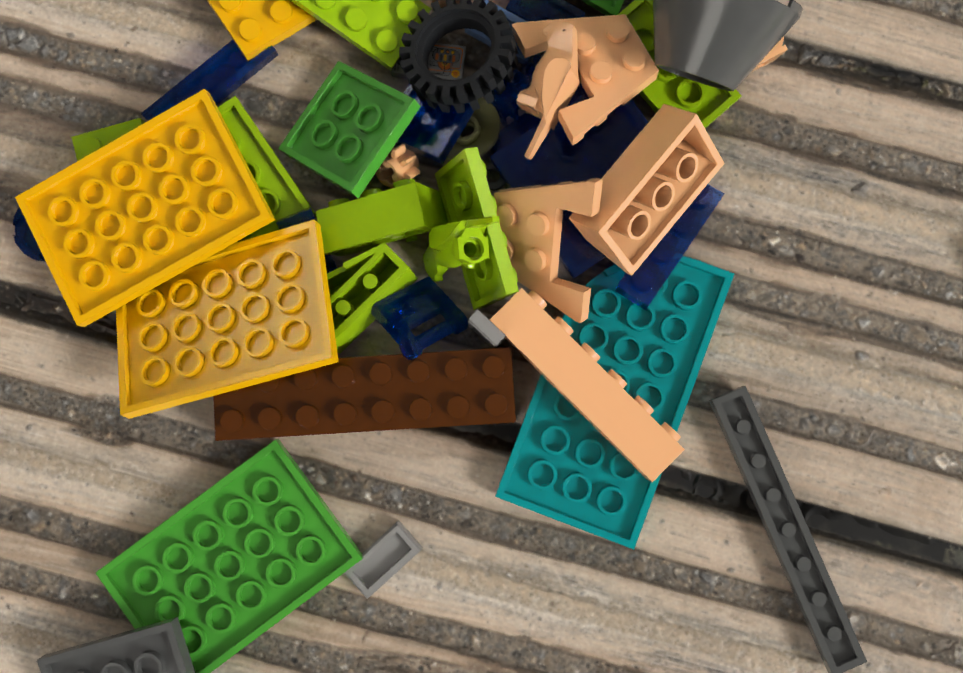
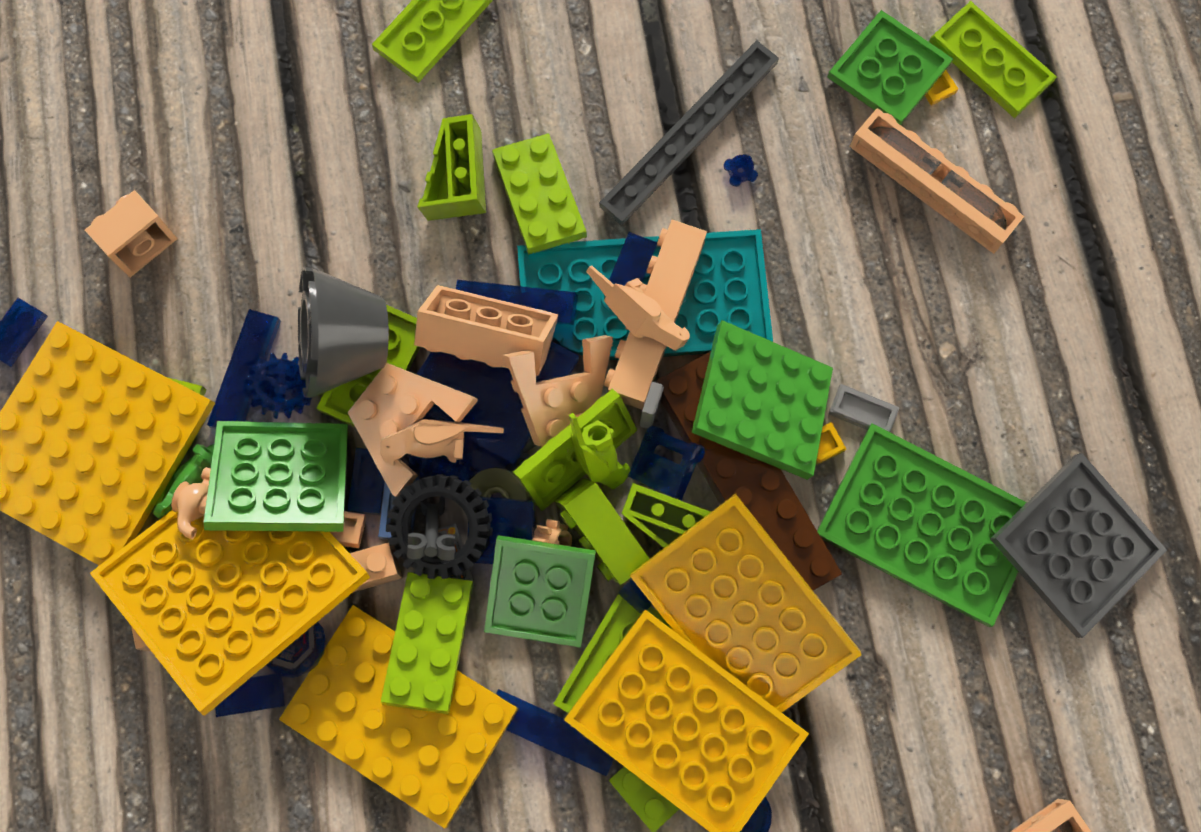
camera: 120 degrees left, 10 degrees down
(367, 498) = (830, 444): none -> yellow tile
(435, 450) = (763, 400): none -> bright green plate
(441, 36) = (431, 544): none -> dark grey bar
(588, 358) = (639, 312): none -> light nougat animal
(654, 384) = (633, 259): none -> clear blue tile
(723, 571) = (740, 161): none -> clear blue plate
(786, 324) = (539, 193): none -> lime plate
(852, 246) = (457, 172): none -> lime wedge

